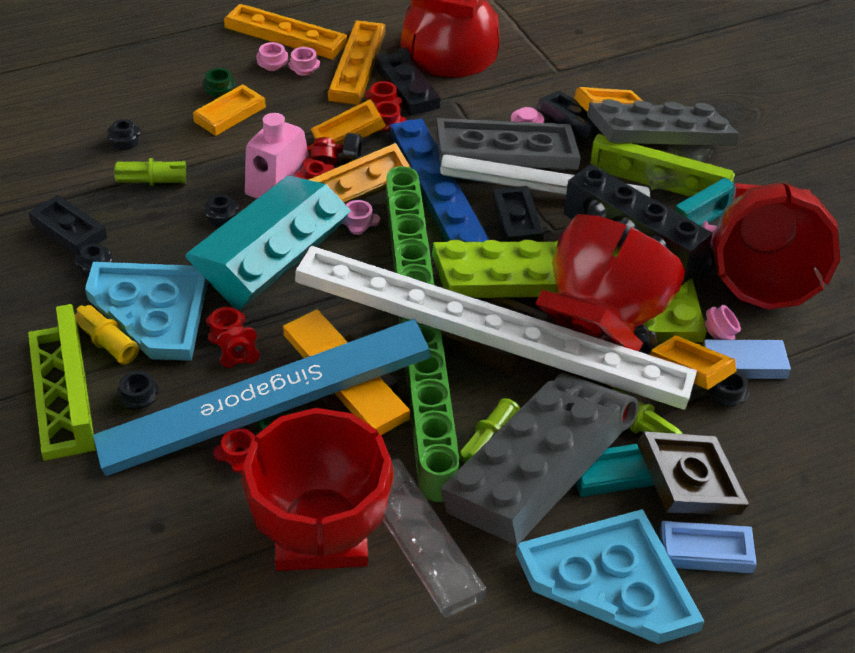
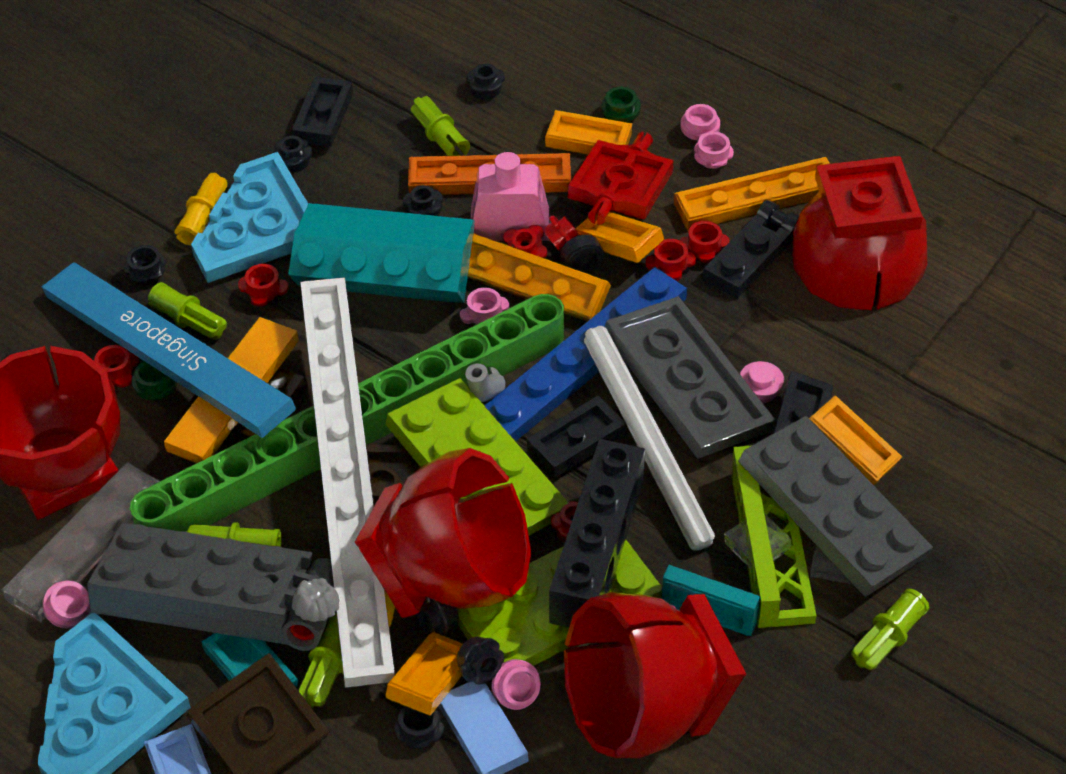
camera: 65 degrees right, 5 degrees up
(73, 380) = (126, 215): lime fence -> none
(214, 173) = (459, 173): none -> orange tile
(216, 379) = (186, 311): none -> lime axle
(234, 337) = (235, 303): red plate -> none
(285, 30) = (762, 112): light orange tile -> none
(299, 102) = (620, 179): none -> red plate
(447, 231) = (482, 384): none -> light grey arm
(491, 563) = (66, 604): none -> bright pink plate
(618, 380) = (315, 600): none -> light grey piece
(702, 326) = (480, 659): none -> black plate
(763, 148) = (890, 629): none -> lime axle

